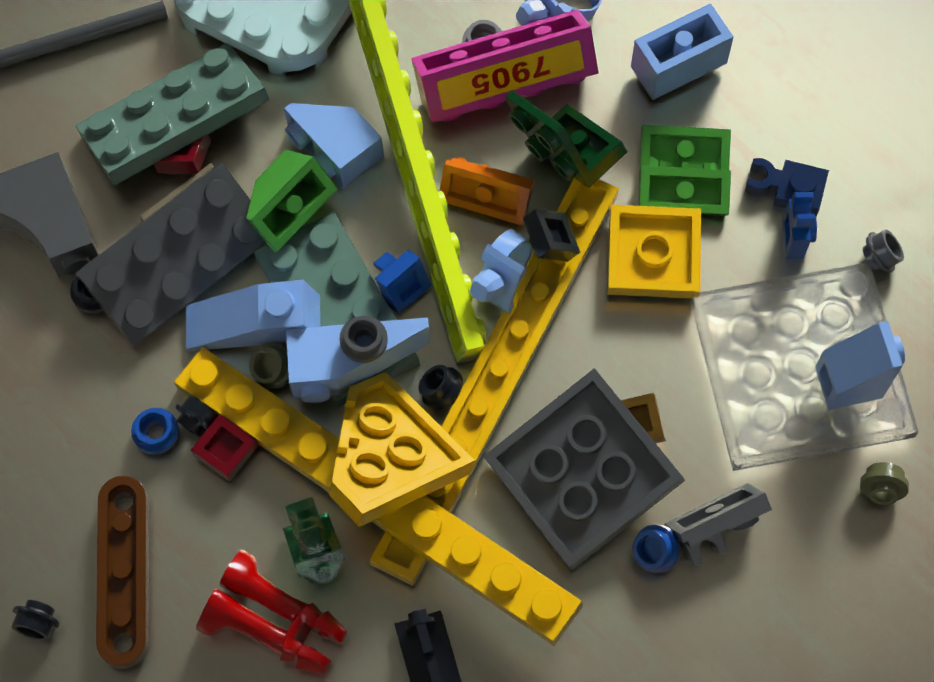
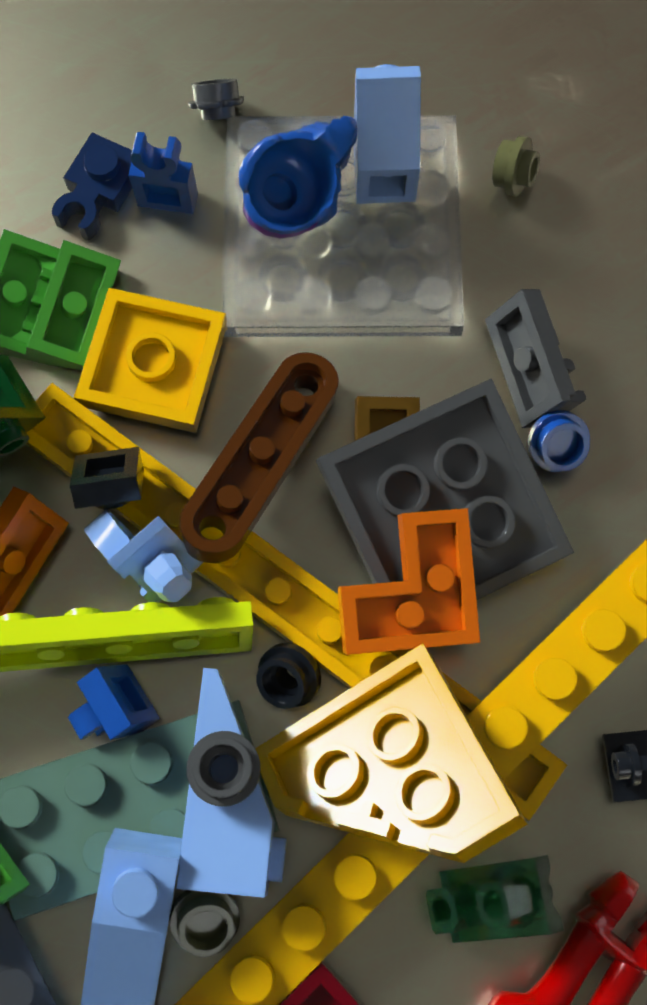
camera: 80 degrees left, 5 degrees up
(509, 465) = (431, 603): none -> orange plate
(594, 334) = (258, 457): none -> reddish brown plate
(809, 310) = (296, 177): none -> blue hair

